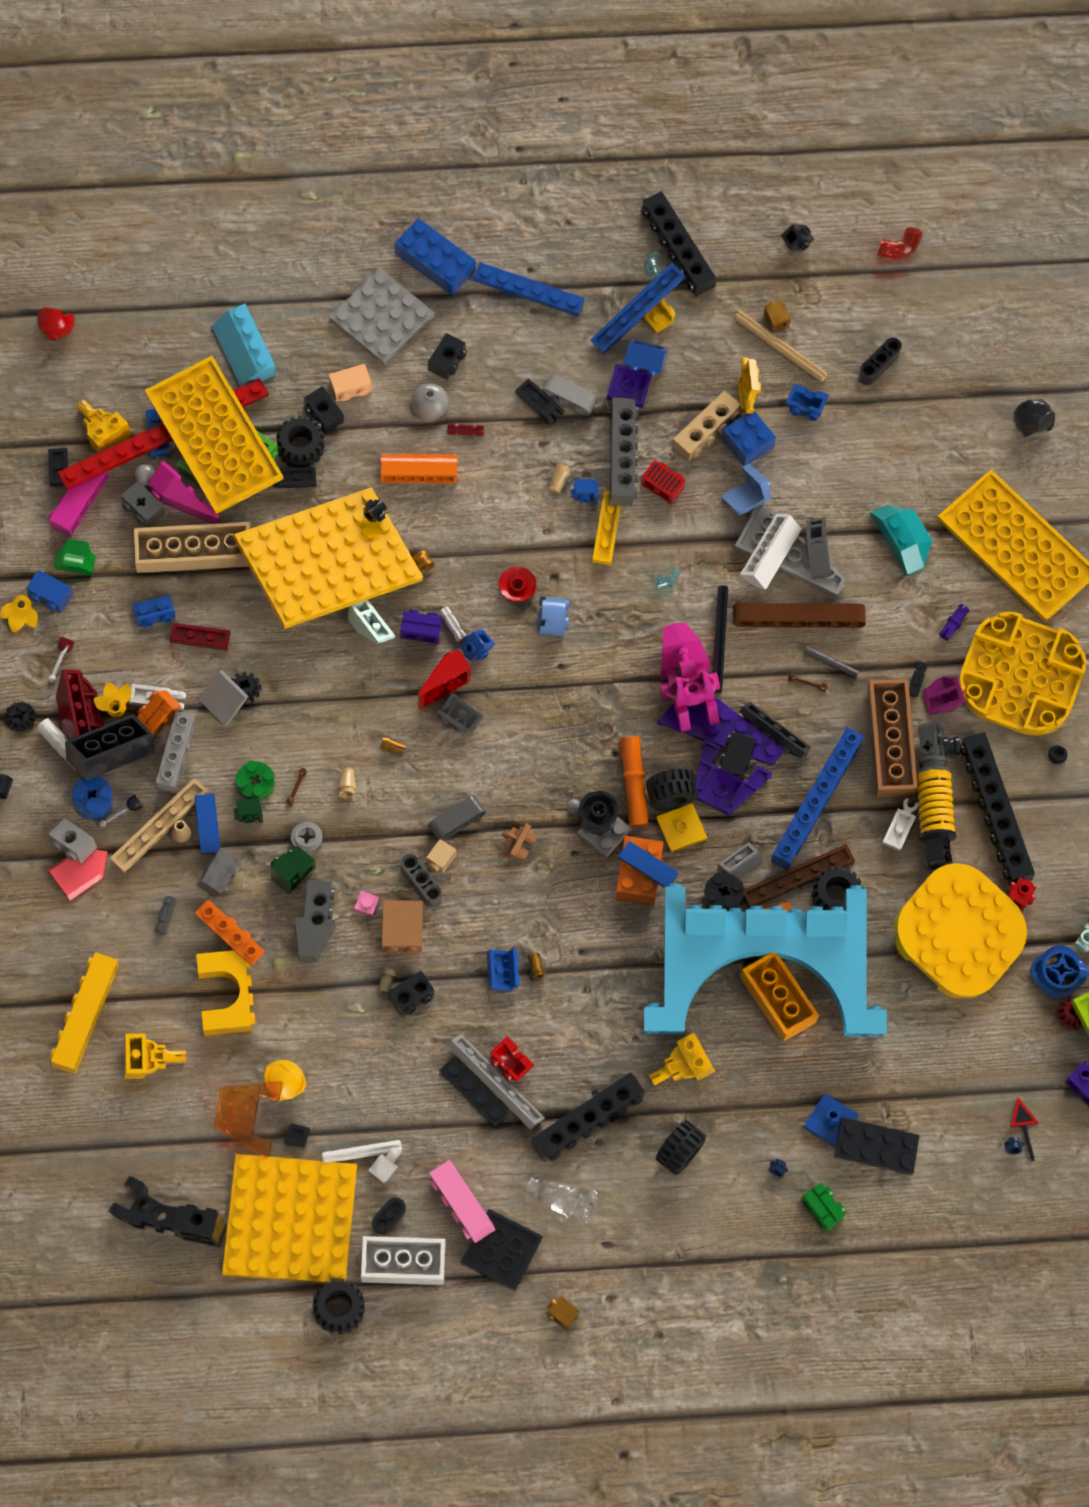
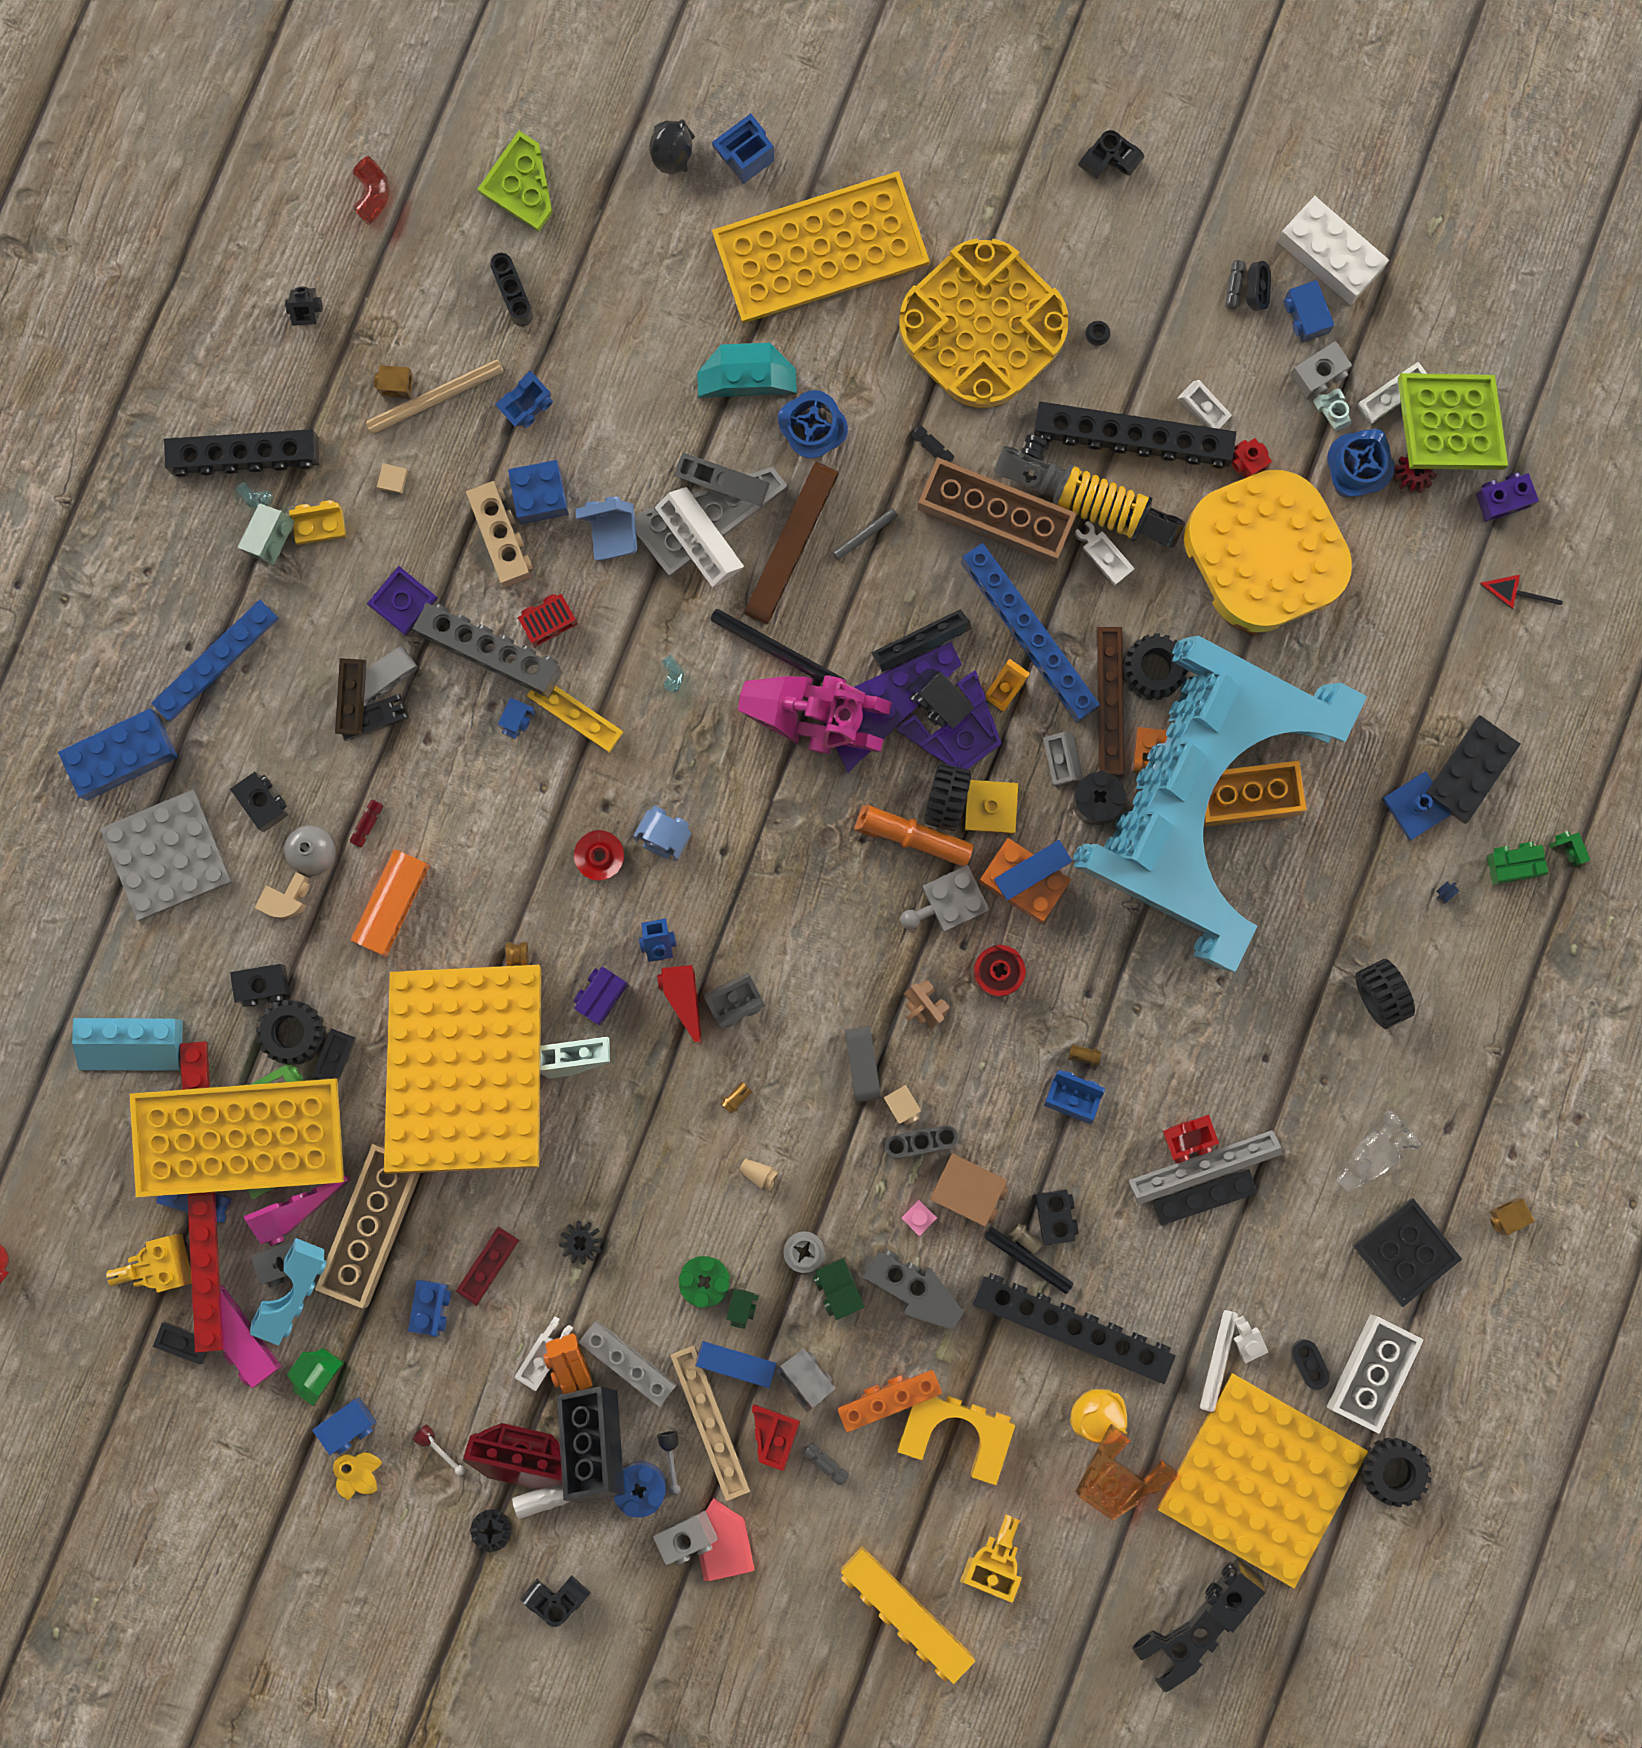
camera: 60 degrees left, 15 degrees up
(114, 697) = (519, 1407): yellow plate -> none
(144, 474) = (244, 1242): light grey piece -> none
(146, 512) = (275, 1317): none -> medium azure arch
(168, 872) = (774, 1436): none -> red wing
(181, 831) = (734, 1393): tan cone -> none
(223, 697) = (584, 1275): light grey tile -> none
(297, 1136) = (1166, 1426): black tile -> none
(302, 772) = (718, 1219): reddish brown hinge -> none
(338, 970) = (1156, 1369): none -> black brick
(350, 383) = (239, 935): light nougat brick -> none
(371, 992) = (1028, 1260): none -> black axle
(375, 510) = (430, 985): black gear -> none
(385, 403) = (284, 905): none -> tan brick
(452, 624) = (612, 955): white axle -> none
(462, 1201) = (1334, 1274): bright pink brick -> none
(546, 379) = (350, 696): none -> dark brown tile
(559, 478) = (484, 740): tan cone -> none
(576, 874) = (992, 958): none -> red brick
(597, 823) = (940, 883): black brick -> none
(627, 1085) = (1294, 1120): black brick -> none
(629, 280) = (266, 534): none -> brick
(637, 308) = (308, 542): blue plate -> none
(646, 356) = (378, 563): blue brick -> none
(685, 1062) = (1280, 934): yellow brick -> none
(710, 344) = (392, 478): none -> tan tile
(748, 385) = (473, 459): yellow plate -> none
(772, 799) = (1007, 685): none -> light orange slope
(823, 687) = (891, 559): reddish brown hinge -> none
(854, 1245) = (1575, 848): none -> green bracket
(884, 599) = (810, 448): none -> blue piece
(944, 695) = (966, 424): magenta slope -> none
(954, 622) = (881, 368): dark purple pin -> none
(957, 335) = (520, 182): none -> lime plate
(1013, 1145) = (1537, 615): dark blue plate -> none
(1044, 849) = (1204, 405): none -> white slope
(1059, 465) = (745, 148): none -> blue plate

